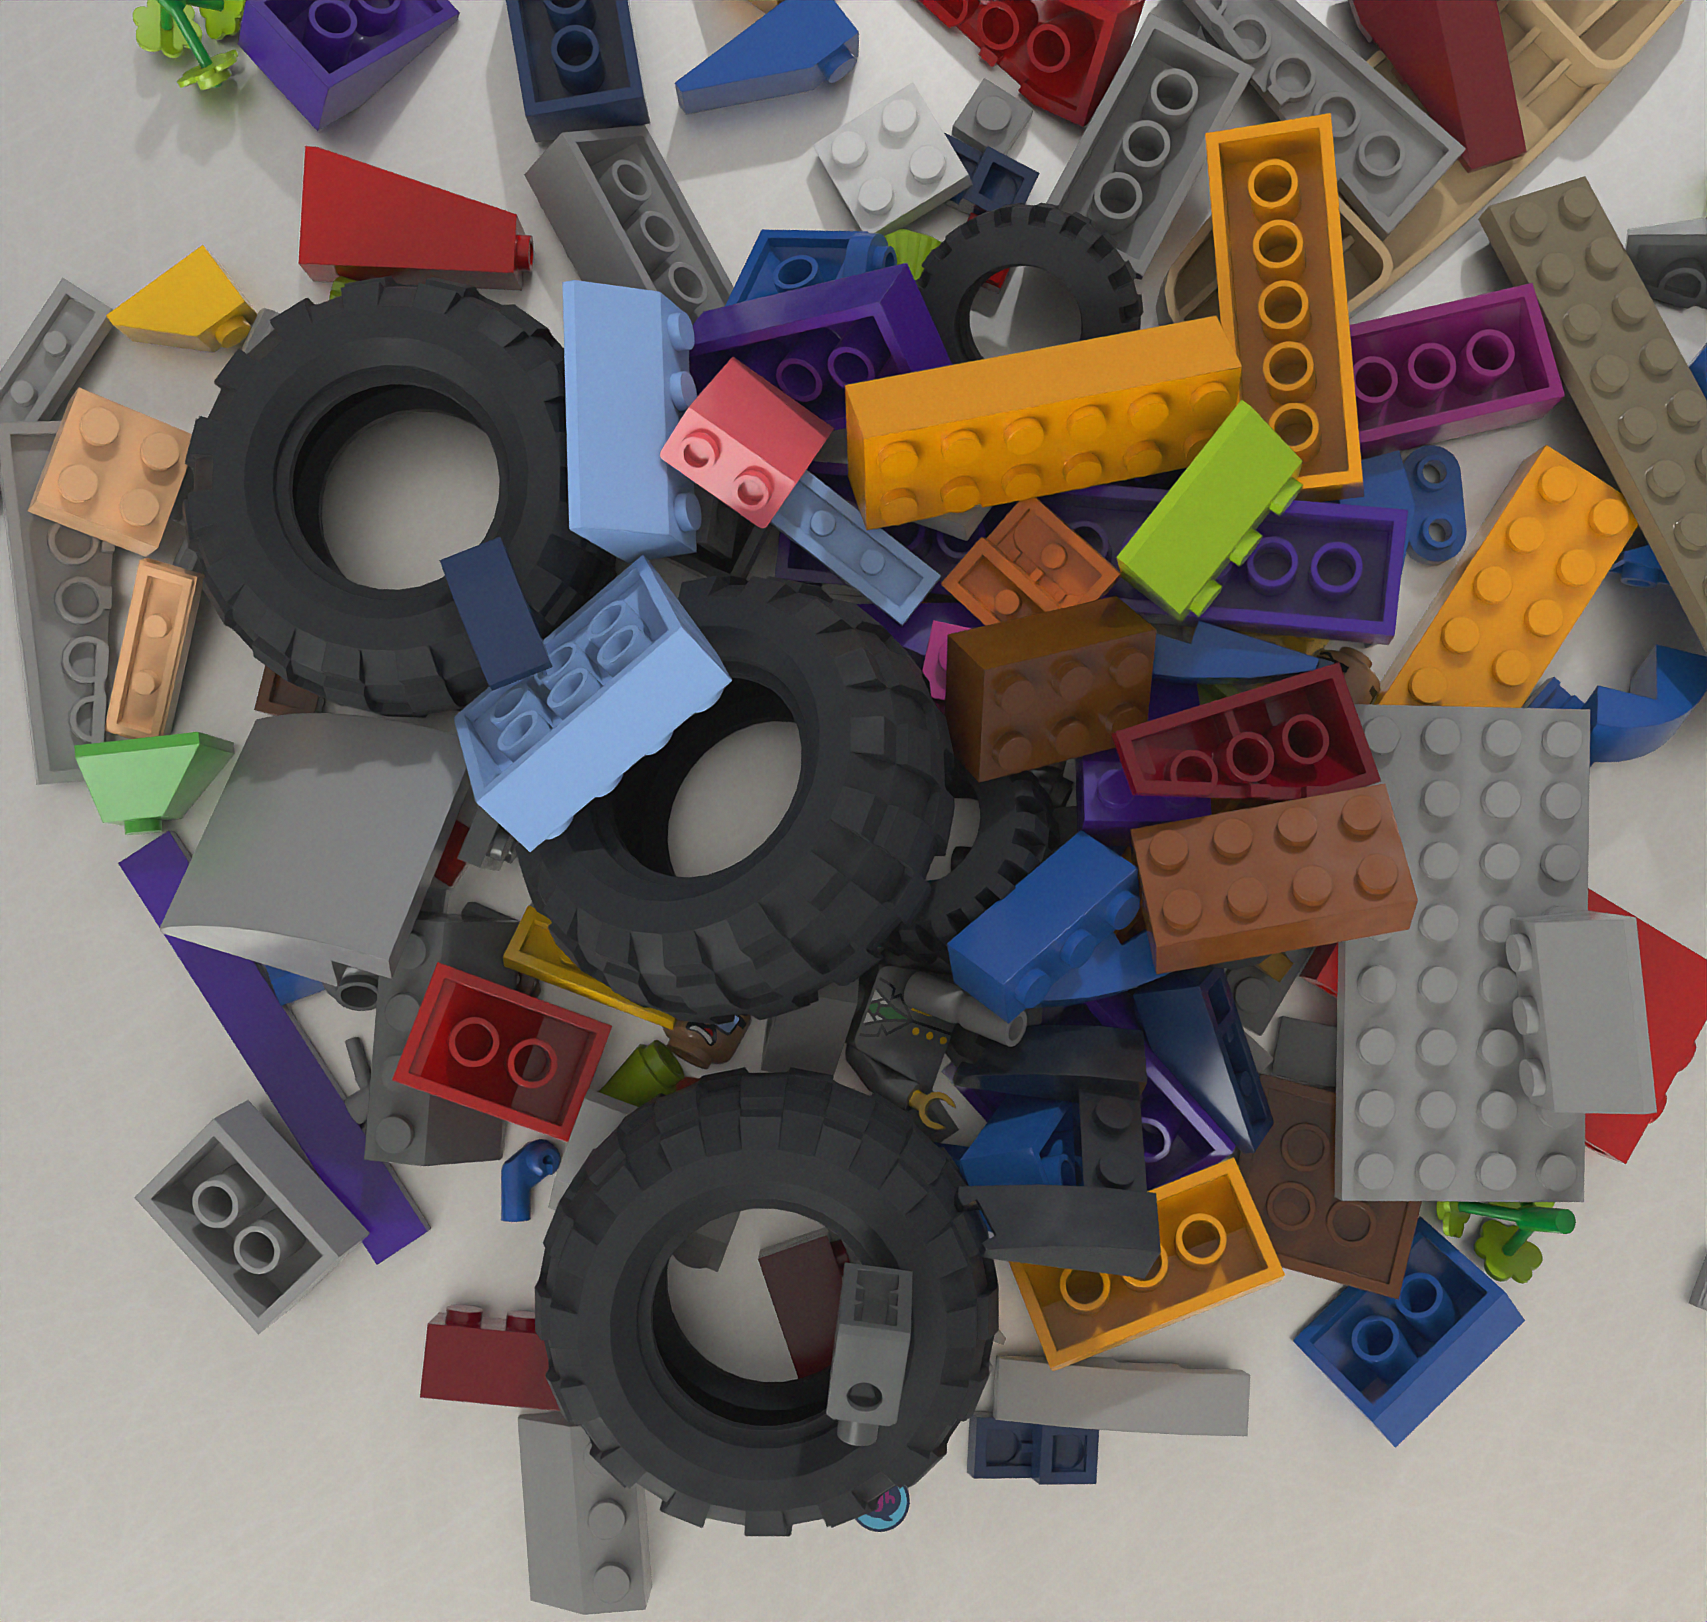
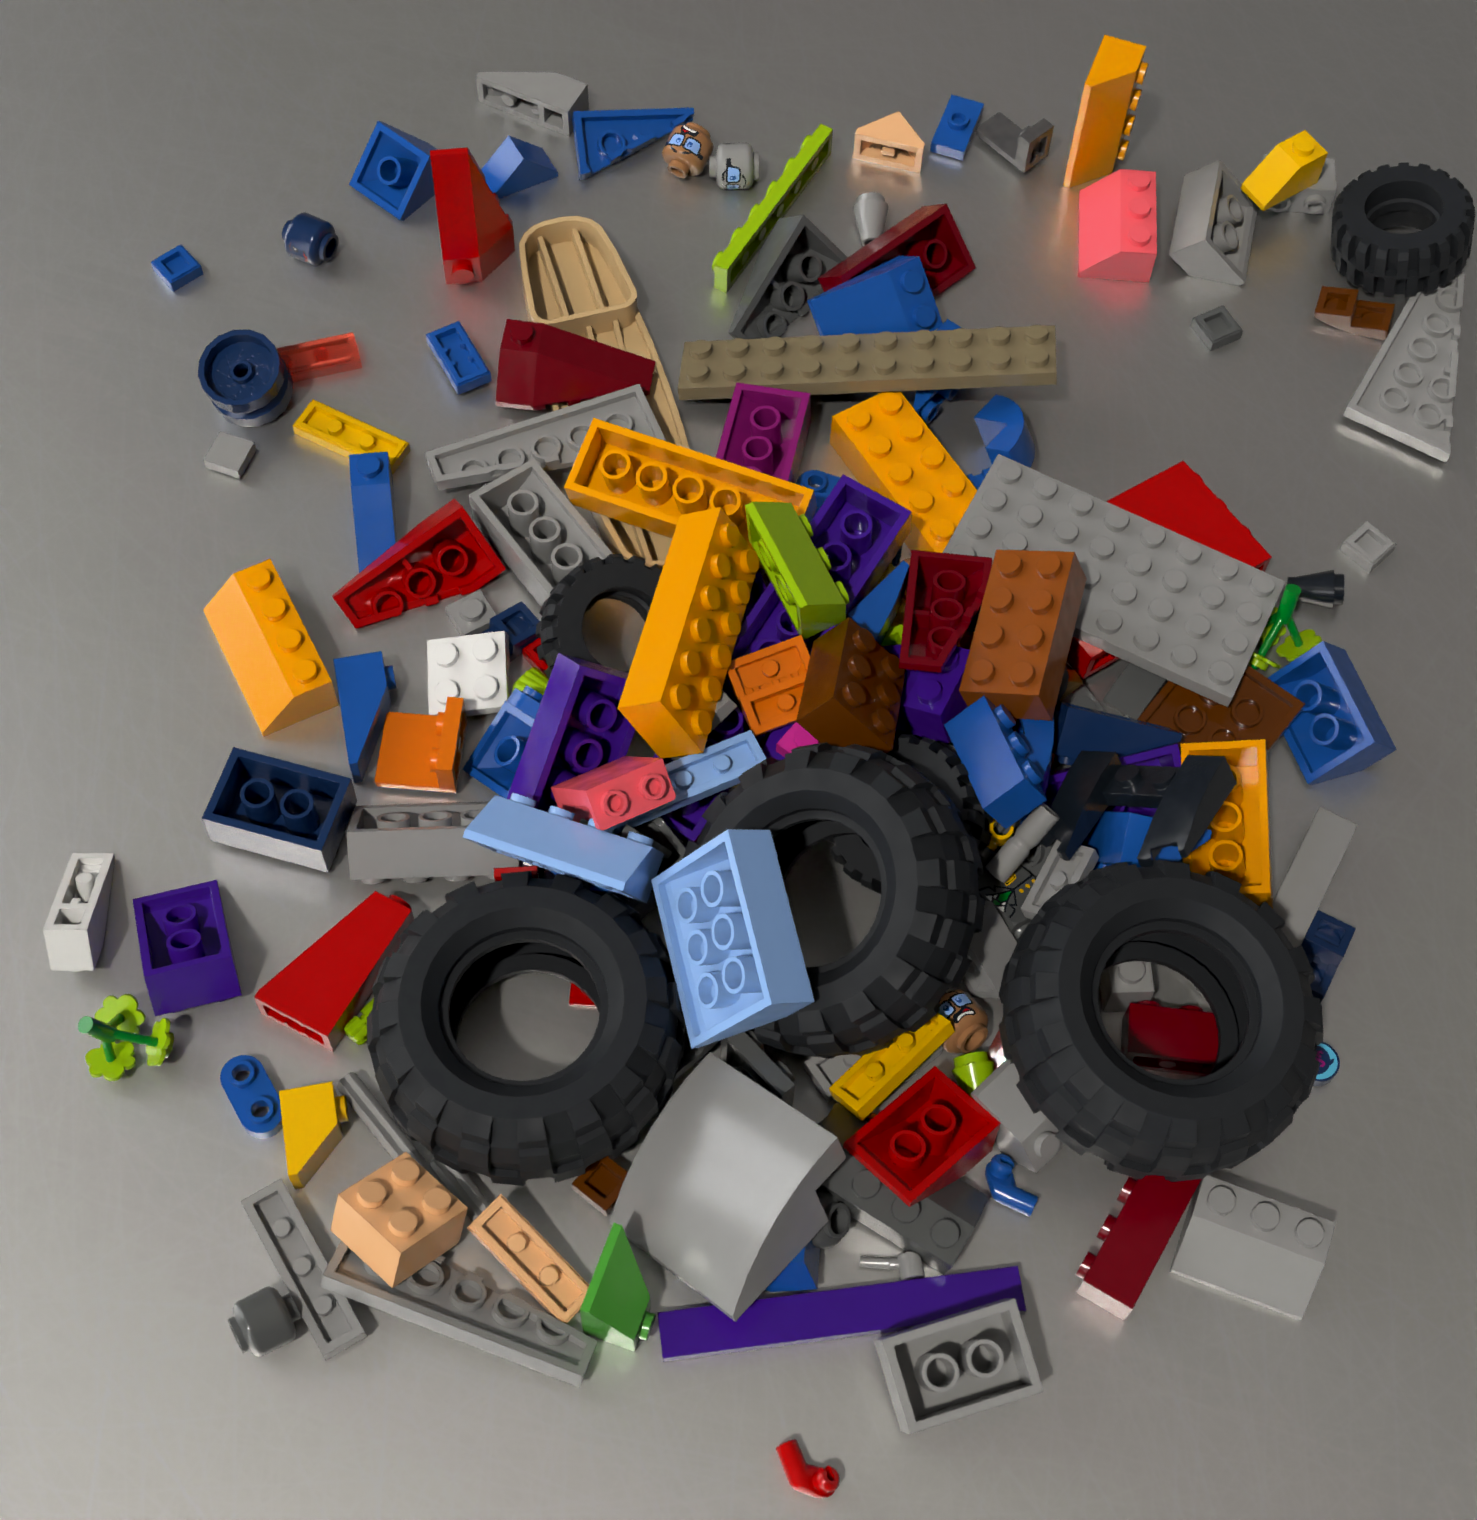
camera: 60 degrees left, 25 degrees down
(64, 1089) = (806, 1477): none -> red arm
(212, 219) = (250, 1095): none -> blue plate
(496, 613) = (649, 964): dark blue slope -> none
(758, 164) = (423, 749): none -> orange bracket
(869, 1351) = (1221, 922): dark grey torso -> none
(922, 1081) = (1057, 874): none -> light grey plate
(1582, 1013) = (1175, 518): light grey slope -> none
(1615, 1243) = (1320, 588): none -> black cone

